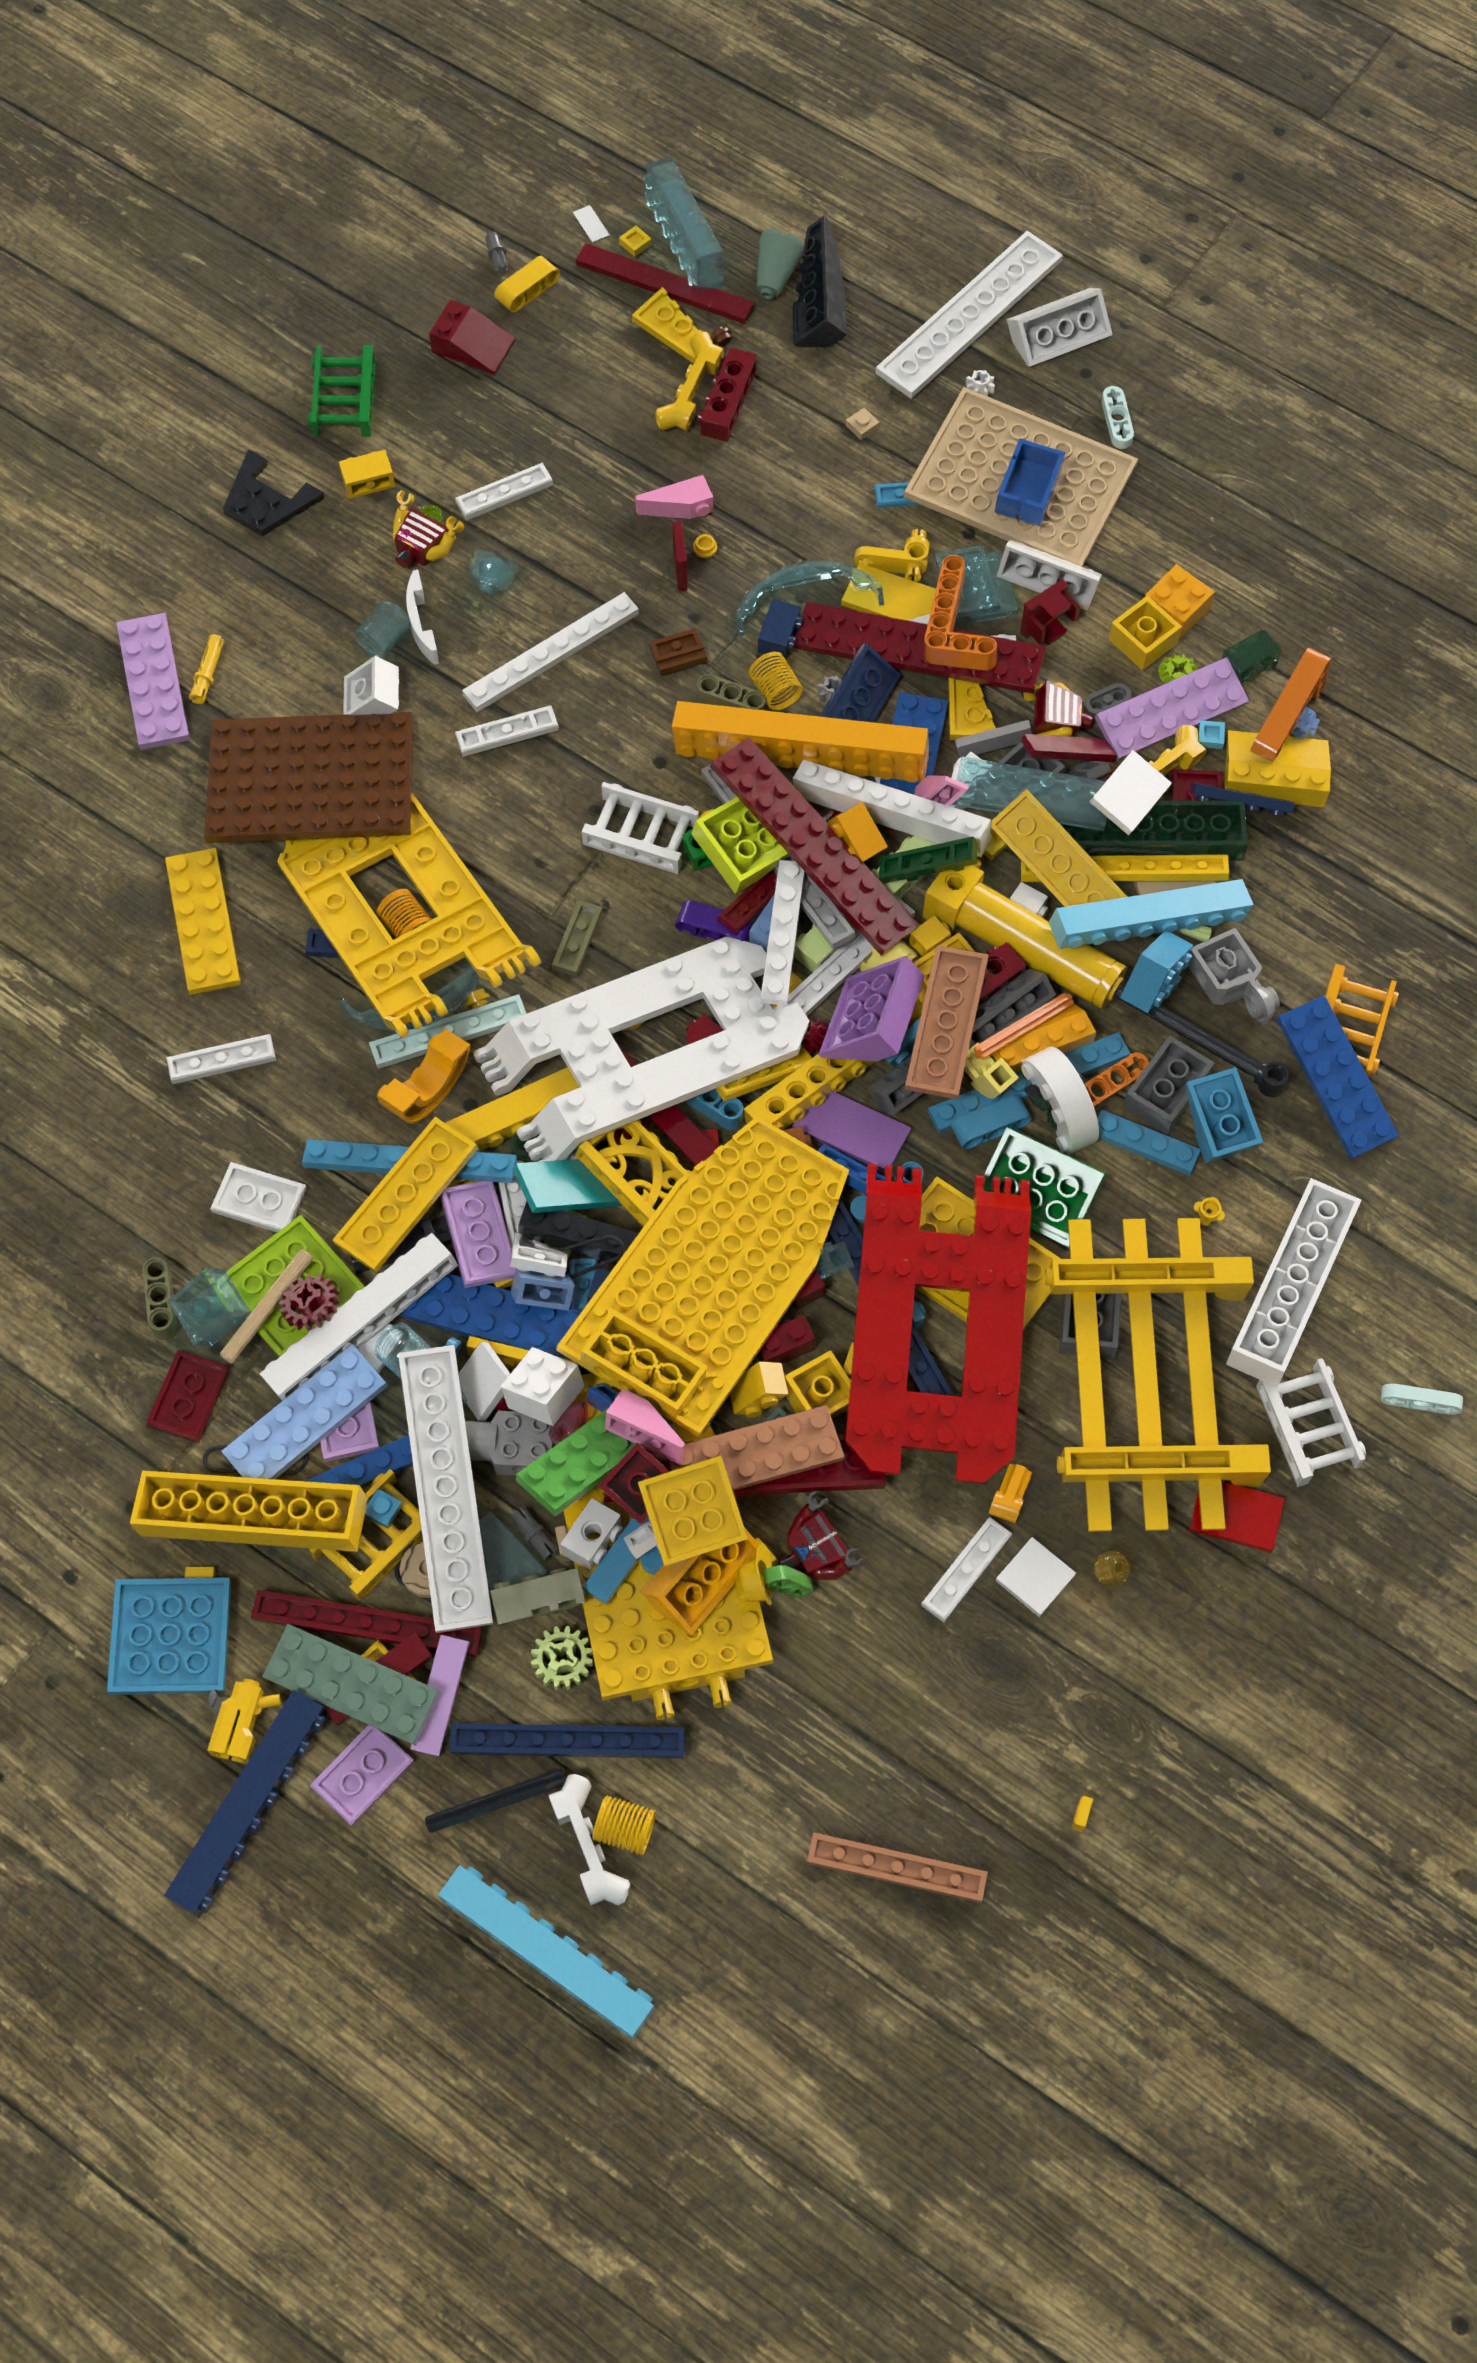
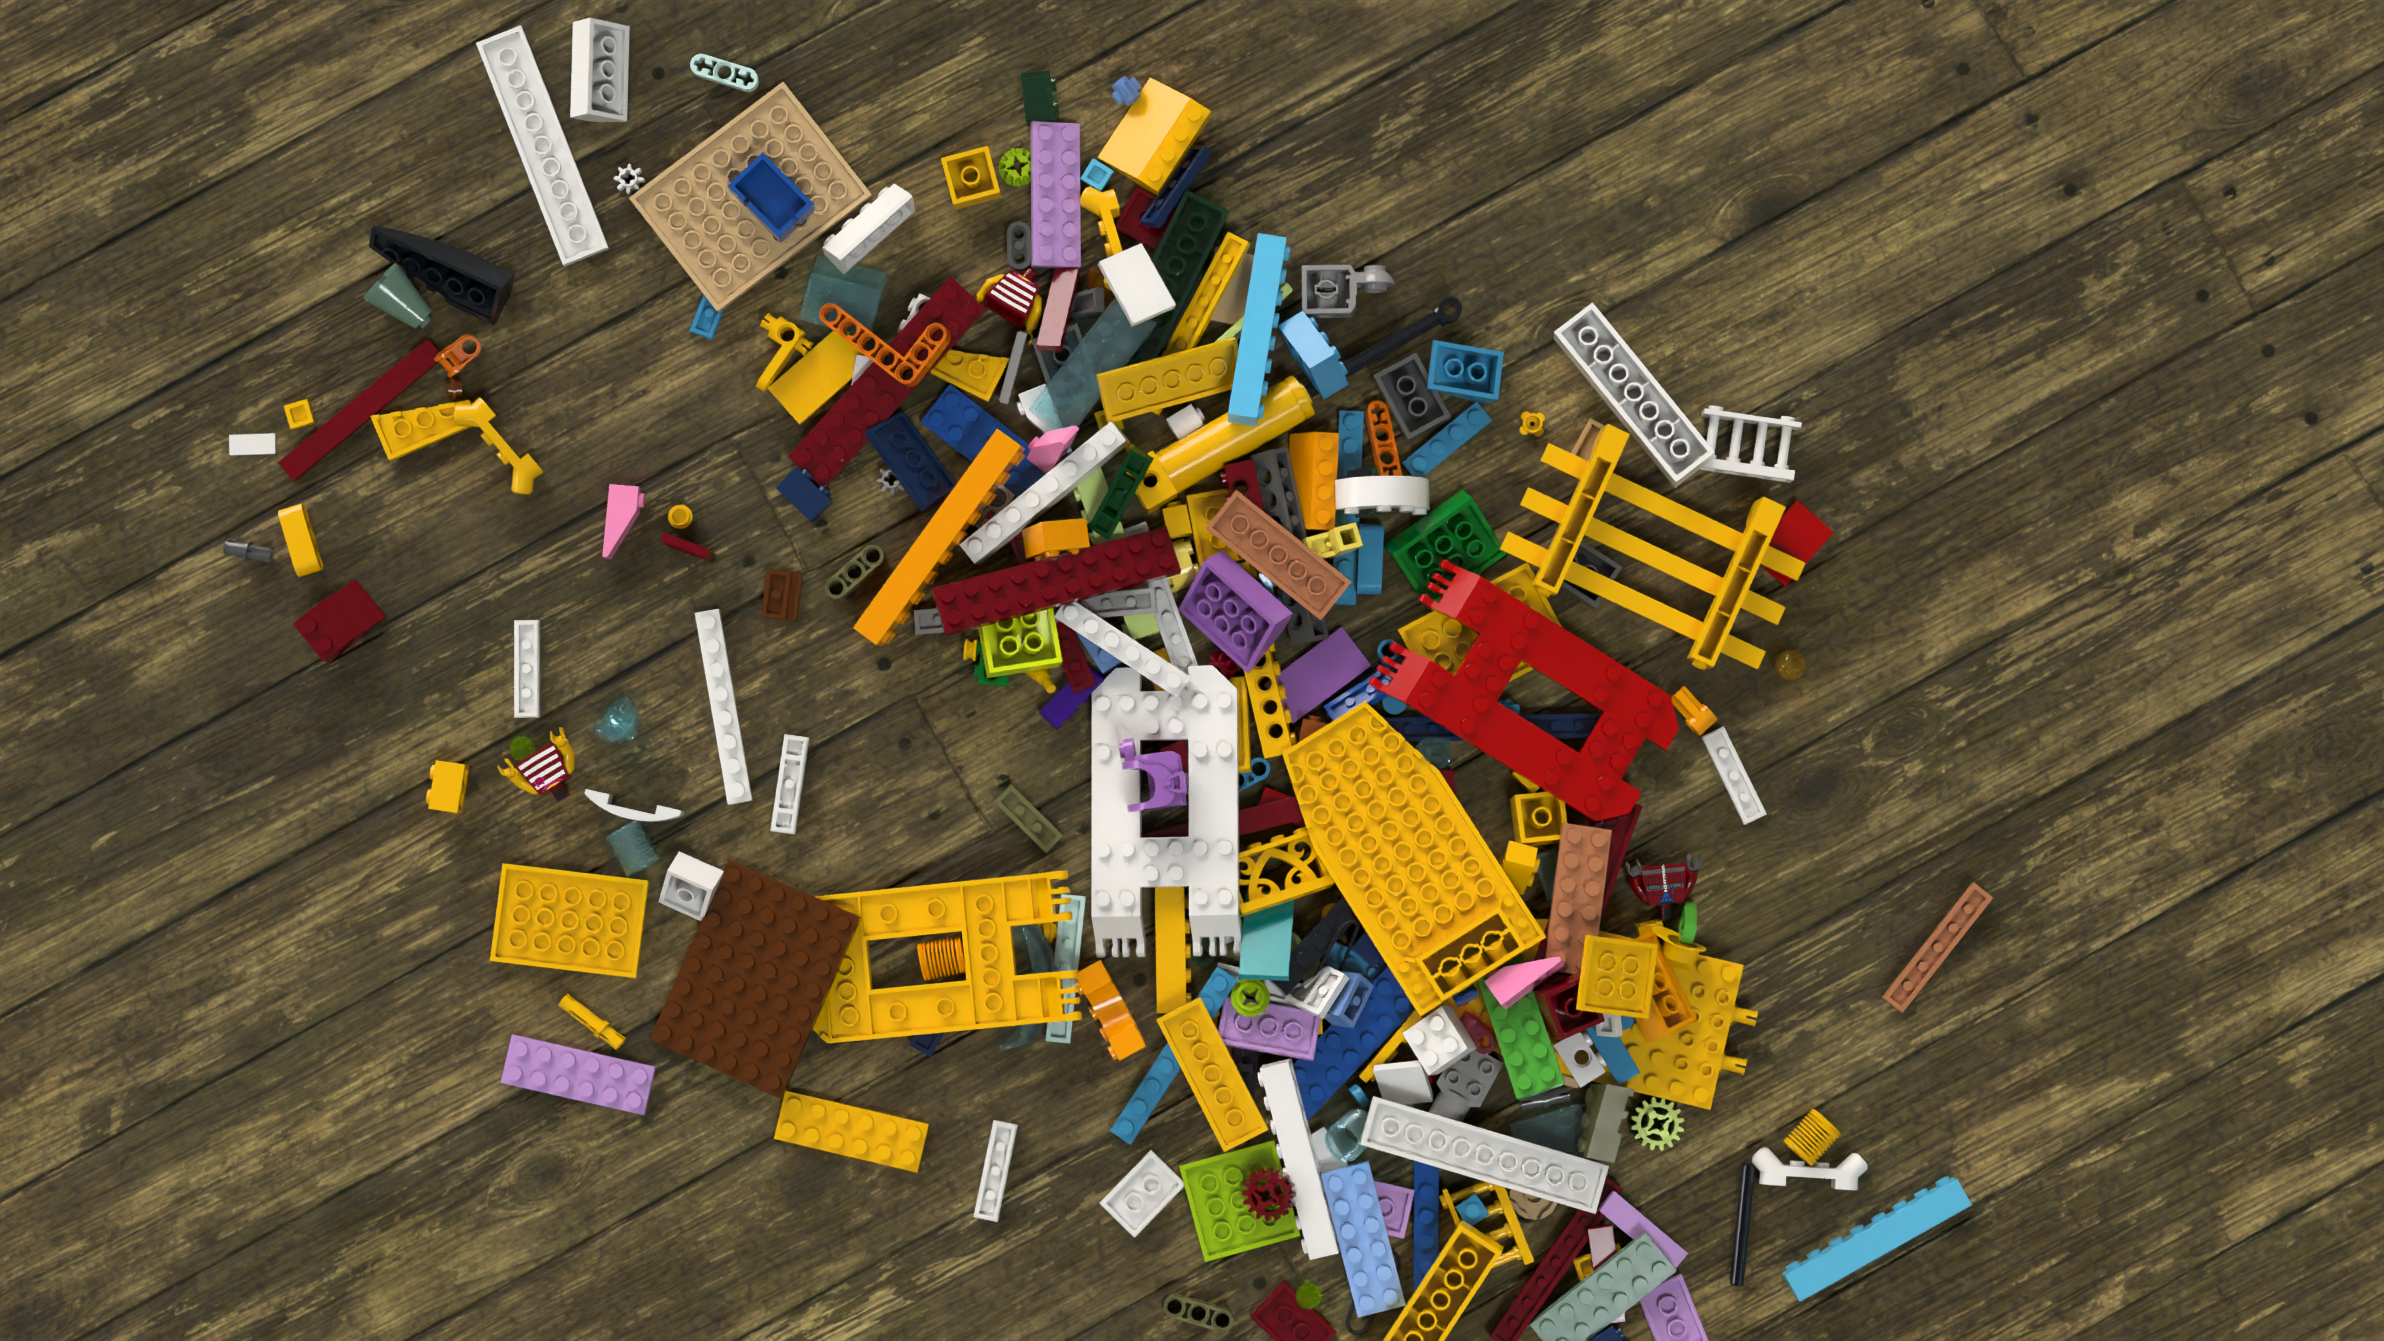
camera: 60 degrees left, 20 degrees up
(209, 1306) = (1232, 1276): clear light blue brick -> none
(222, 1395) = (1308, 1295): none -> clear neon green tile
(261, 506) = (430, 899): black wing -> none
(265, 1306) = (1251, 1229): tan axle -> none
(292, 614) = (569, 920): none -> yellow plate
(363, 400) = (340, 743): green fence -> none
(511, 1198) = (1249, 987): none -> lime gear
(567, 1740) = (1723, 1149): dark blue plate -> none
(634, 849) = (953, 737): white fence -> none
(676, 1015) = (1165, 776): none -> medium lavender animal
(684, 225) = (314, 363): clear light blue brick -> none
(718, 886) = (1043, 678): none -> yellow cone
(728, 394) = (500, 384): dark red brick -> none
(749, 323) = (457, 355): none -> orange piece
(775, 682) = (860, 529): yellow piece -> none
(788, 1342) = (1484, 818): dark red brick -> none
(802, 573) = (751, 448): clear light blue windscreen -> none
(862, 423) = (615, 307): tan plate -> none
(1023, 1026) = (1305, 490): orange axle -> none
(1035, 1577) = (1765, 725): white tile -> none
(1042, 611) = (913, 251): dark red panel -> none
(1082, 1814) = (1964, 789): yellow tile -> none
(1182, 597) = (951, 128): light orange brick -> none
(1303, 684) = (1118, 98): orange beam -> none
(1337, 1077) = (1472, 256): blue plate -> none
(1339, 984) = (1402, 221): light orange fence -> none
(1421, 1399) = (1770, 347): light aqua beam -> none

